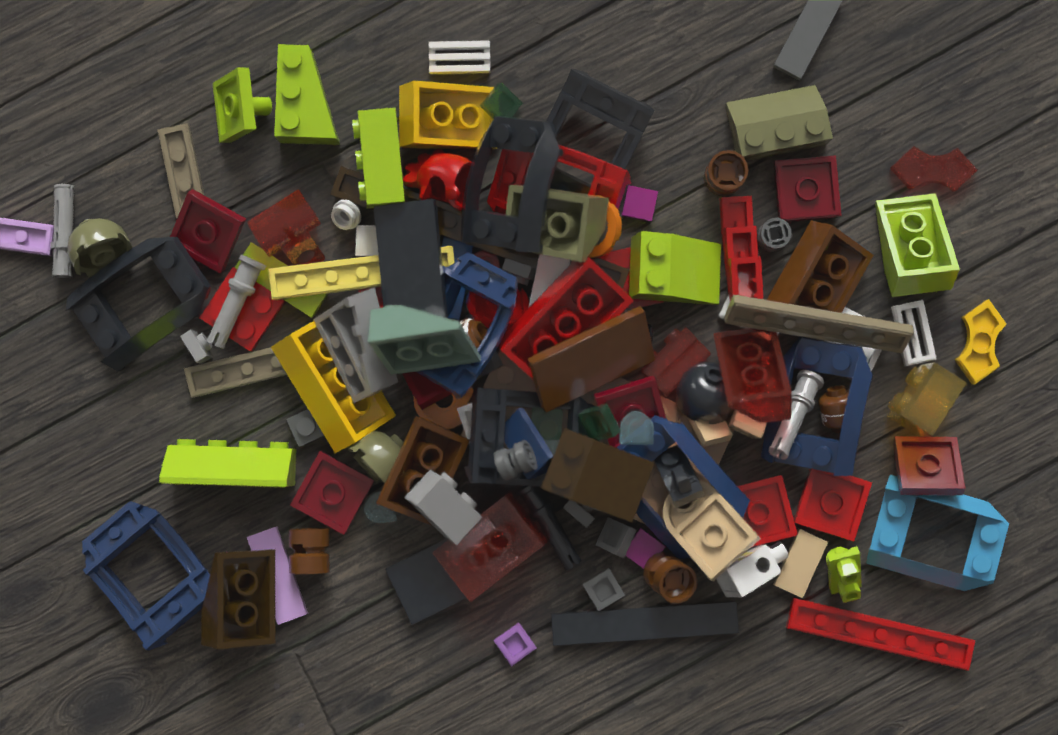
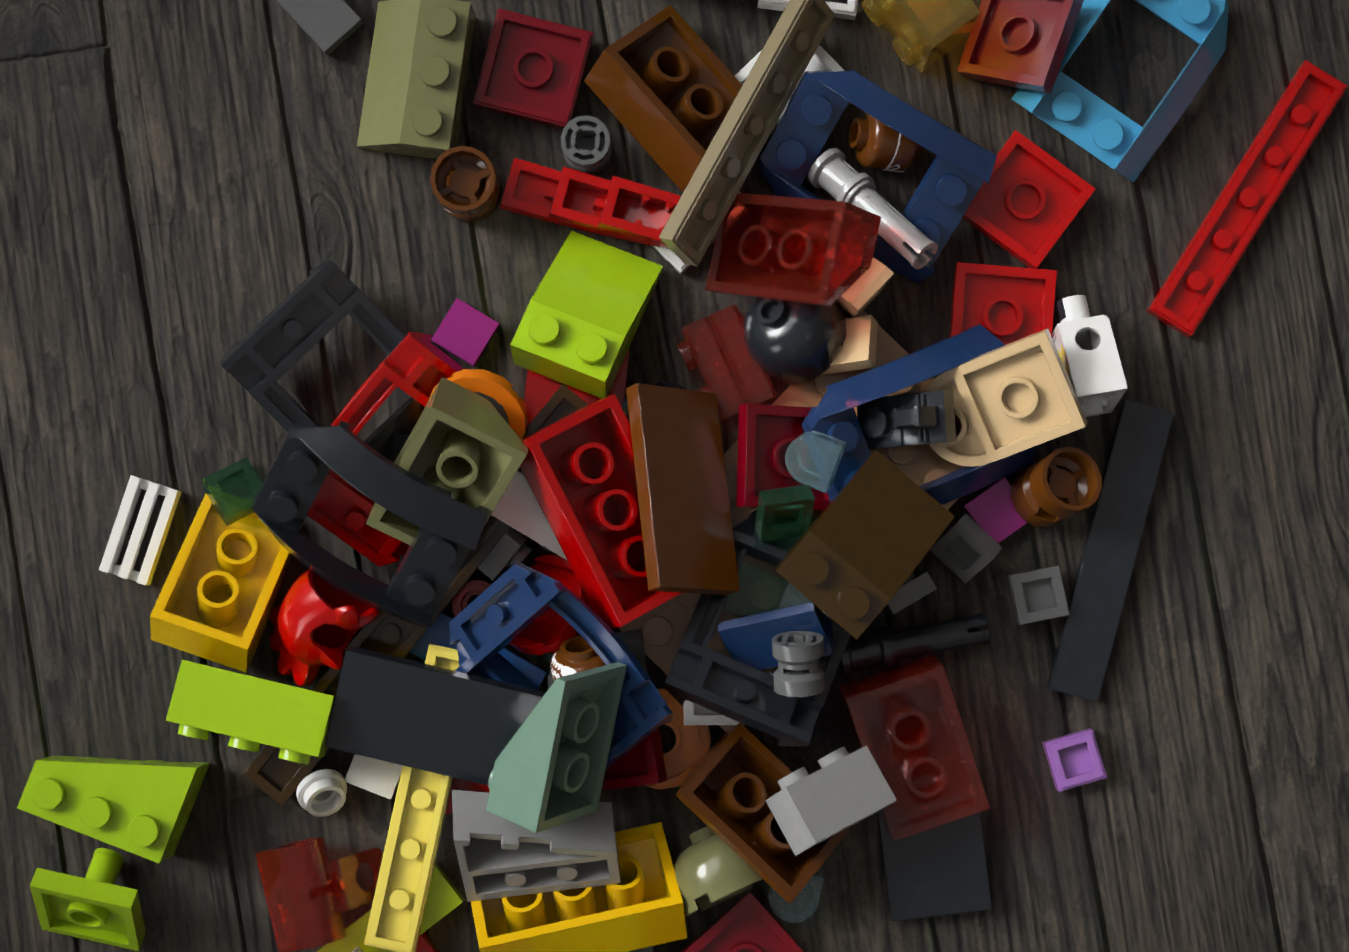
camera: 65 degrees left, 0 degrees up
(801, 564) = (1107, 286): tan tile -> none
(844, 572) = (1138, 219): lime hips -> none

